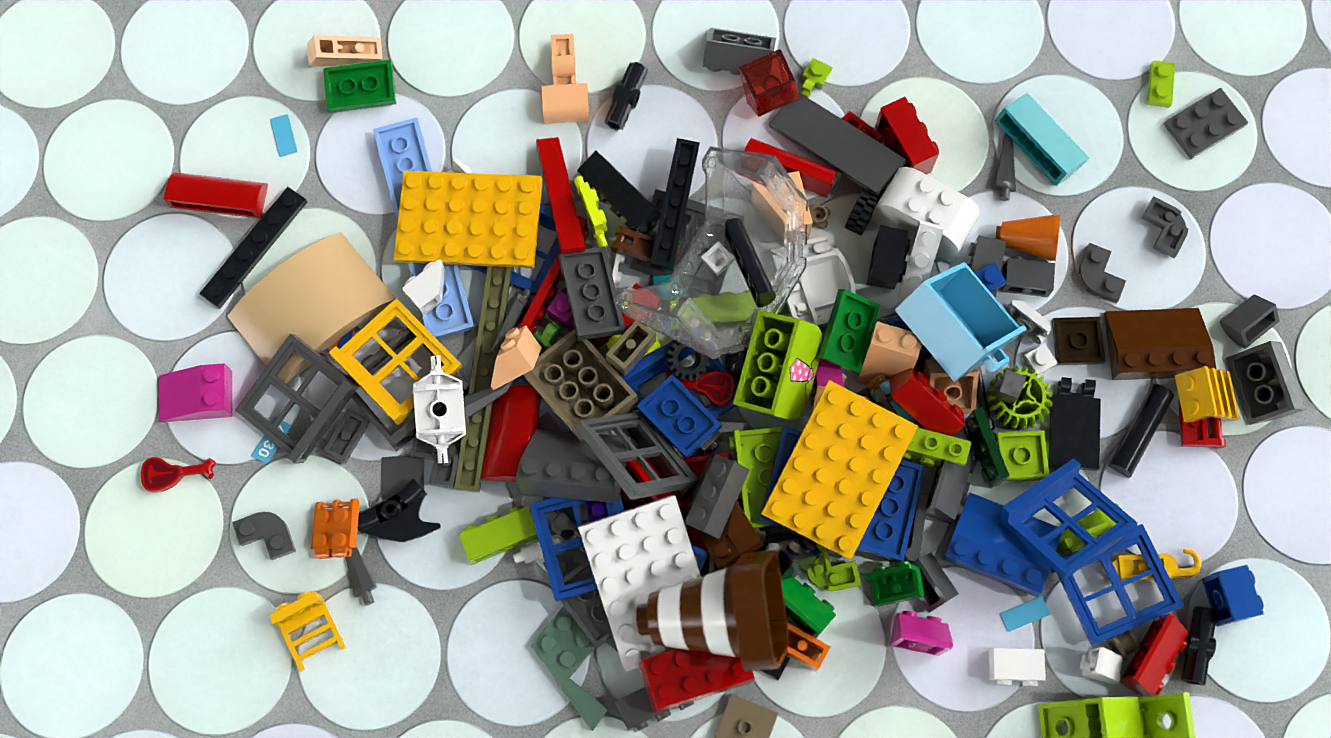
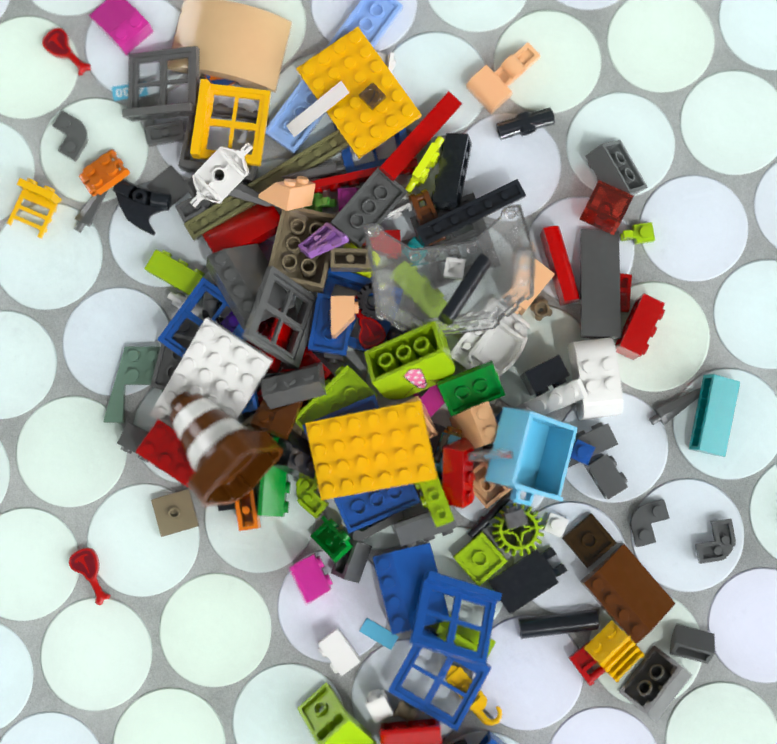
camera: 55 degrees right, 10 degrees up
(427, 288) = (291, 103): white slope -> none
(452, 268) = (317, 109): none -> white sticker
(486, 206) = (372, 96): none -> clear smoke tile
(591, 357) = (323, 240): none -> medium lavender wing
(677, 394) = (342, 313): none -> light nougat slope
(861, 212) = (563, 336): black tyre -> none
(936, 354) = (490, 455): none -> clear tile
(986, 448) = (463, 531): dark green plate -> none
(1032, 235) = (637, 458): orange cone -> none
(1036, 324) = (575, 498): white slope -> none

